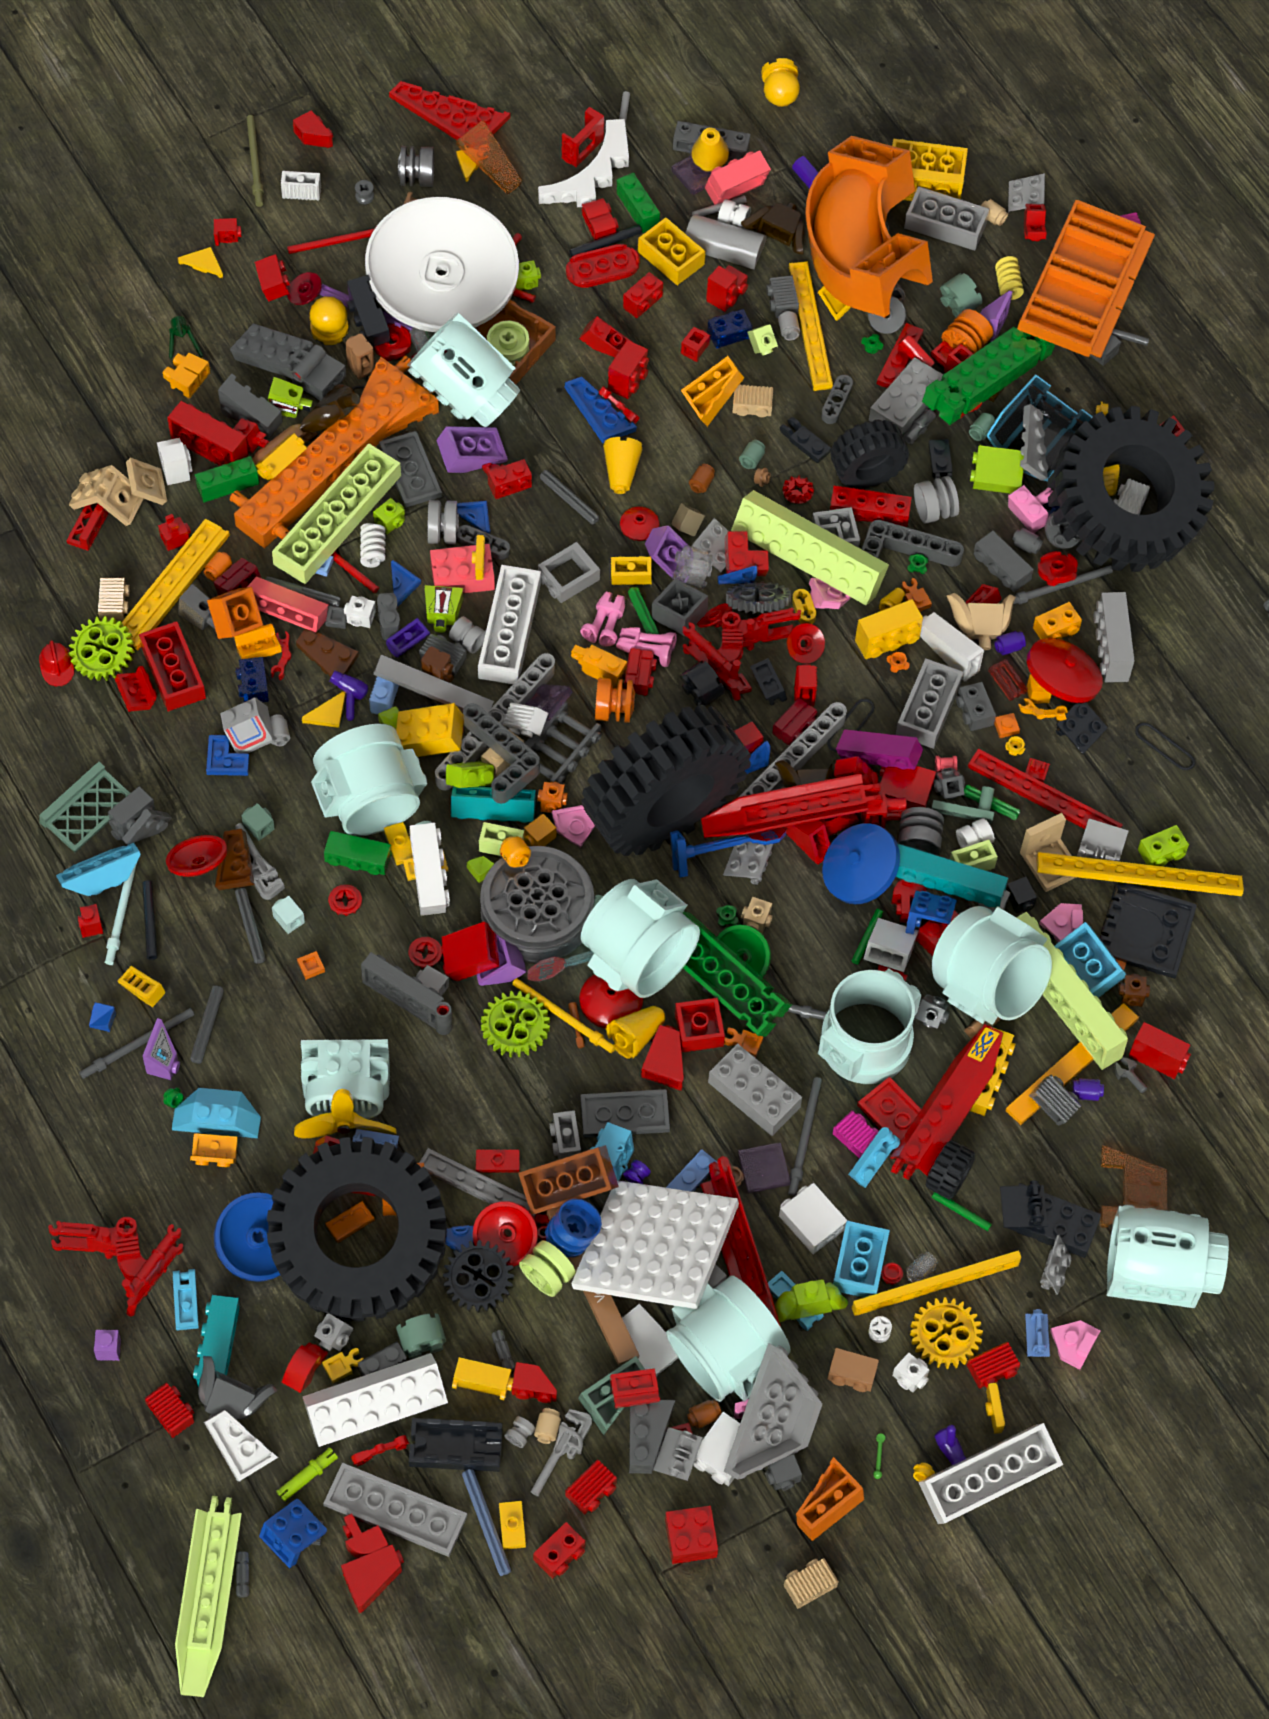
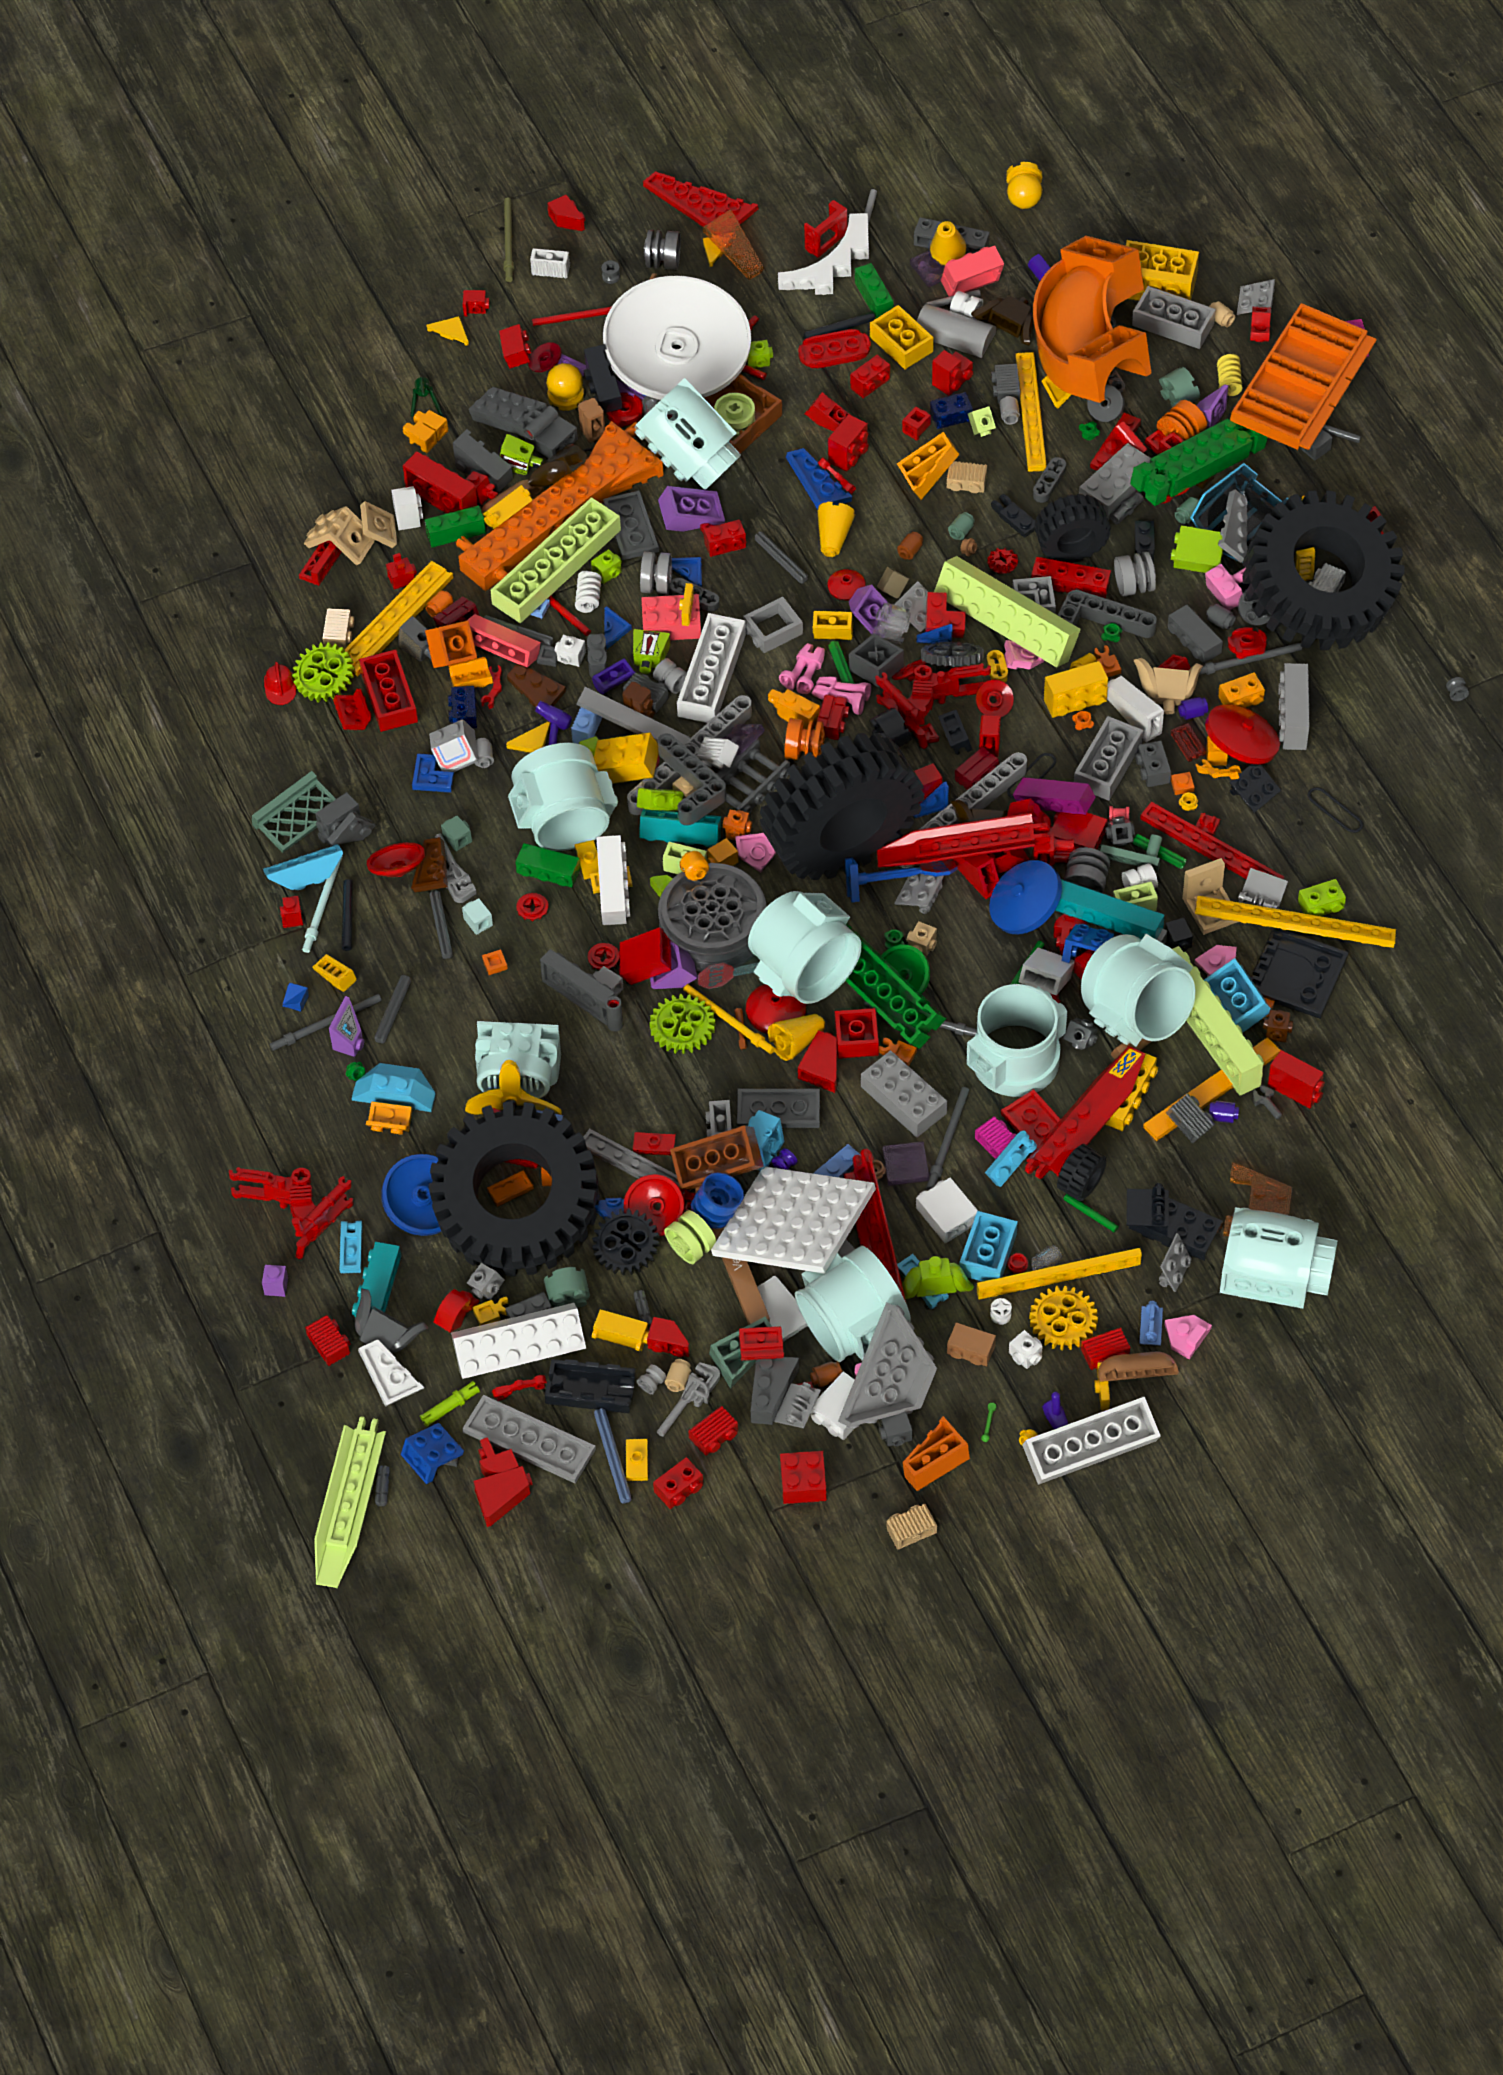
camera: 10 degrees right, 5 degrees down
(599, 218) = (835, 304): red brick -> none
(1028, 1384) = (1137, 1366): none -> medium nougat brick

